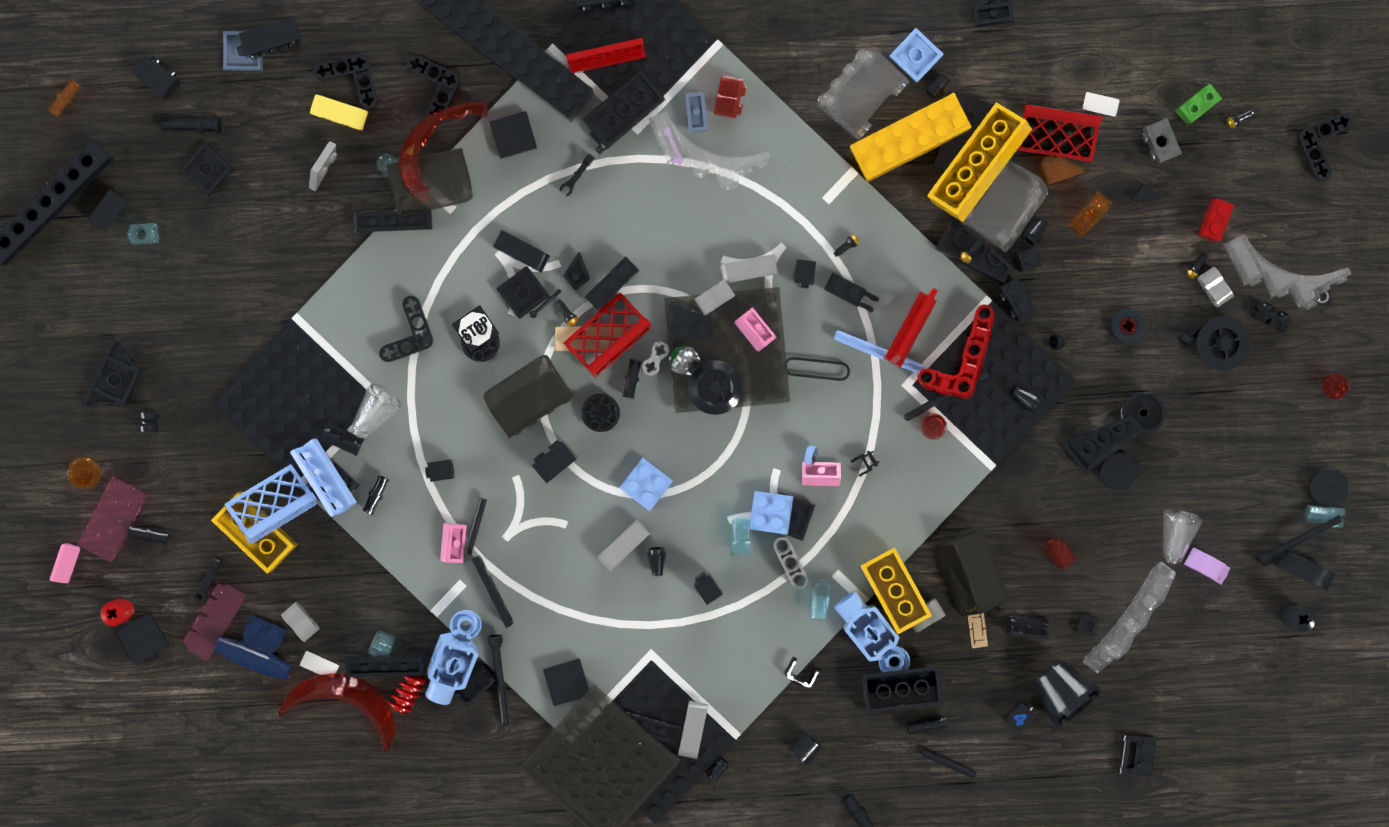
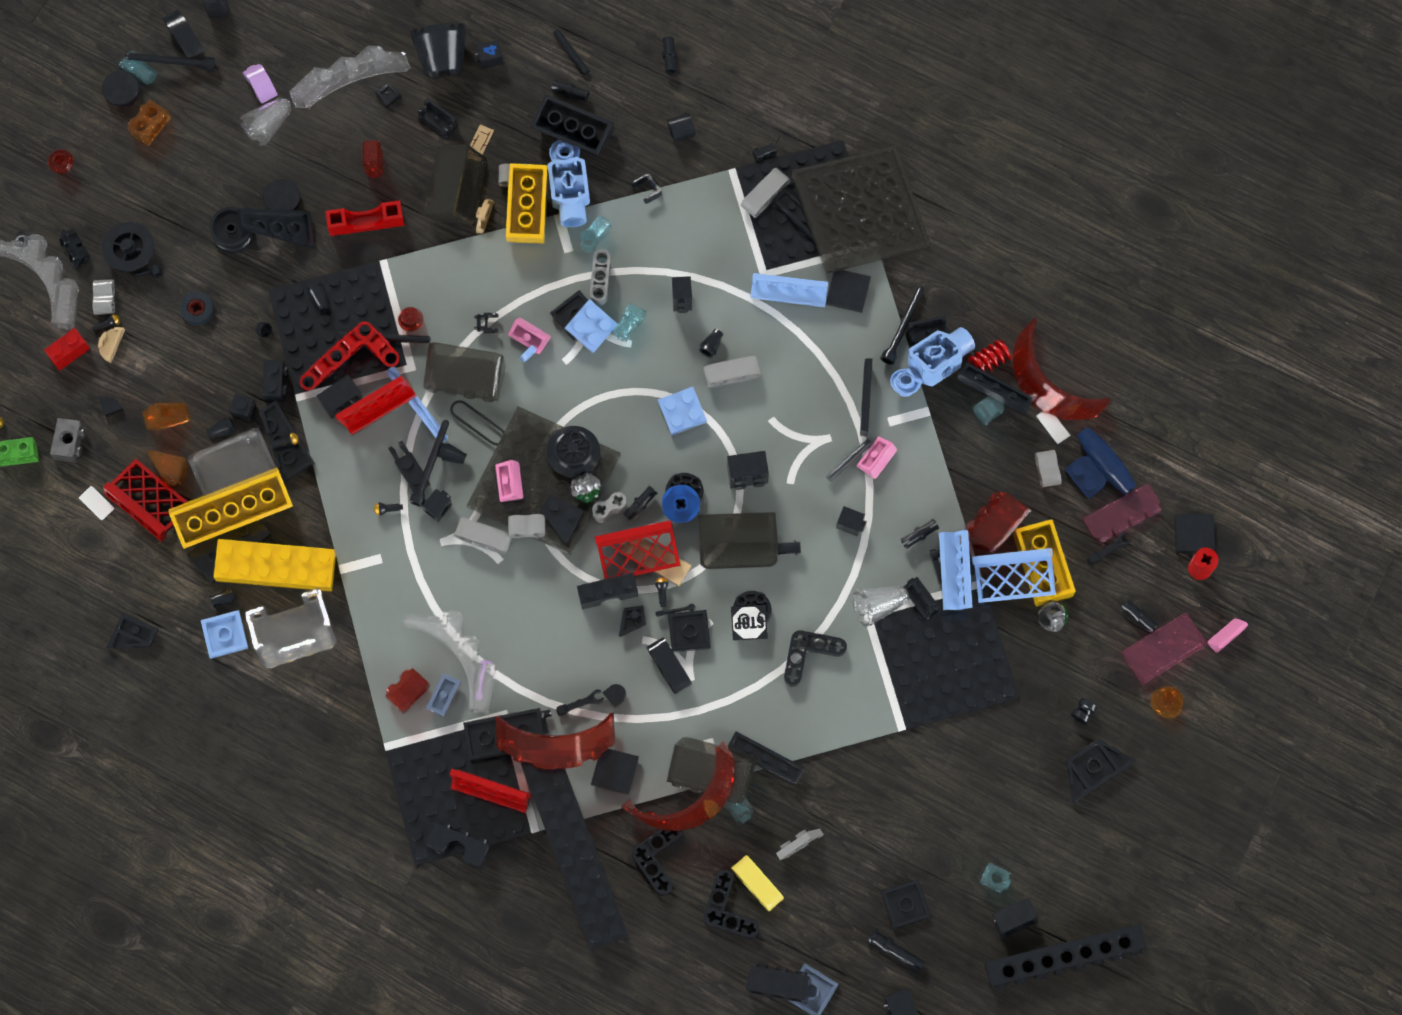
camera: 150 degrees left, 15 degrees down
(220, 489) = (1053, 616): none -> flat silver piece
(314, 543) = (996, 521): none -> clear red slope
(480, 415) = (789, 548): none -> black pin
(552, 200) = (615, 694): none -> black tile
(566, 111) = (555, 750): none -> clear red windscreen
(587, 389) = (691, 499): none -> blue plate
(617, 649) = (789, 290): none -> light blue fence
(822, 325) = (451, 454): none -> black cone
(825, 269) = (417, 497): none -> black piece
(854, 402) = (464, 372): none -> clear smoke windscreen
(930, 561) = (483, 214): none -> tan plate
(949, 318) = (339, 396): none -> black brick
(1030, 494) = (382, 217): none -> red arch
(1182, 248) = (109, 343): none -> tan plate
(1276, 470) = (152, 124): none -> clear orange brick

